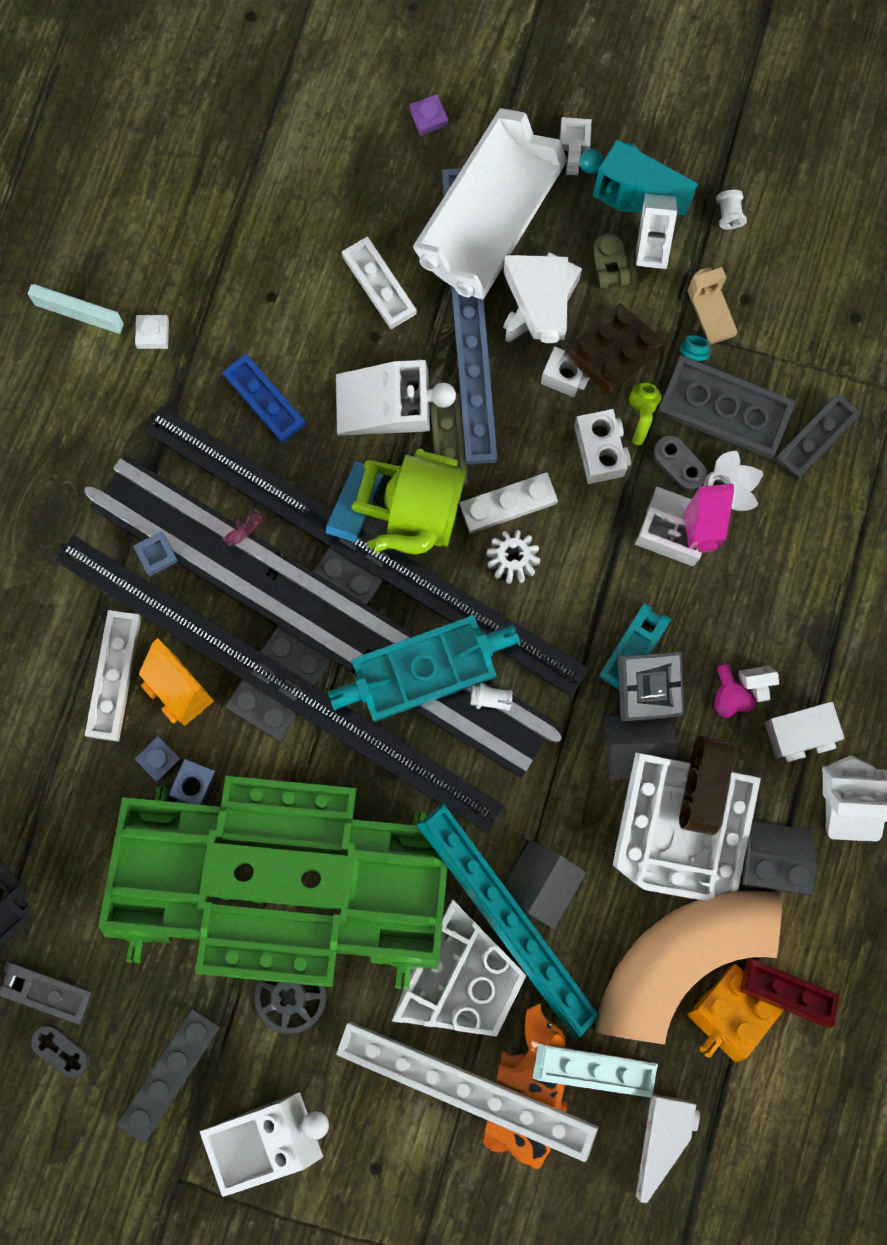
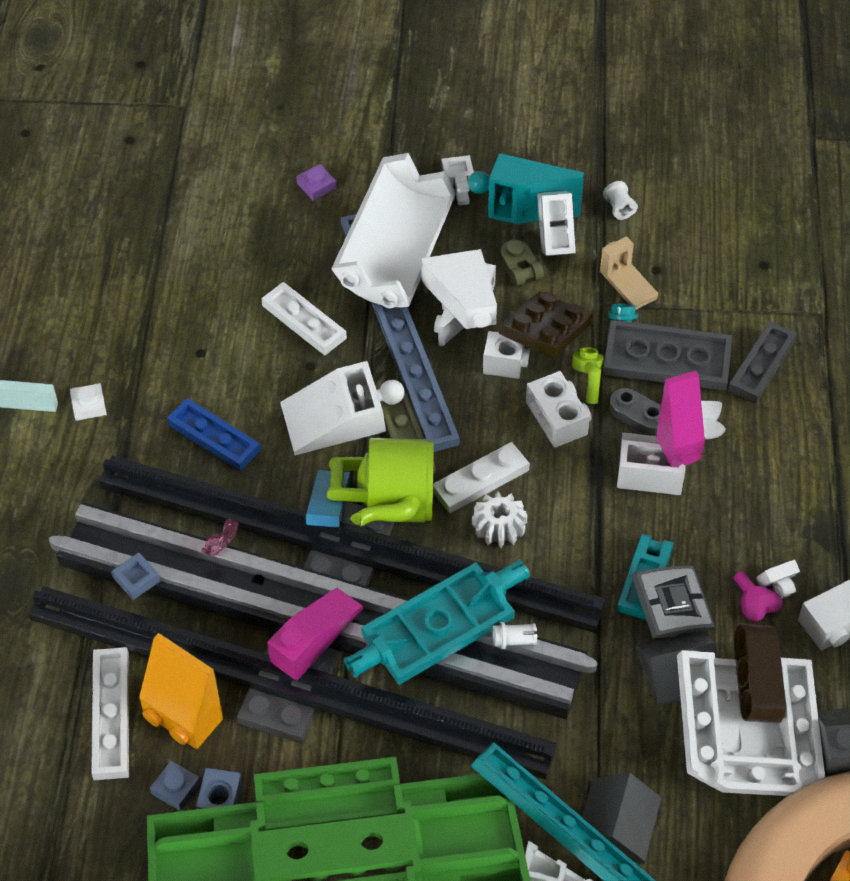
camera: 10 degrees left, 25 degrees down
(308, 649) = (311, 632): none -> dark pink slope

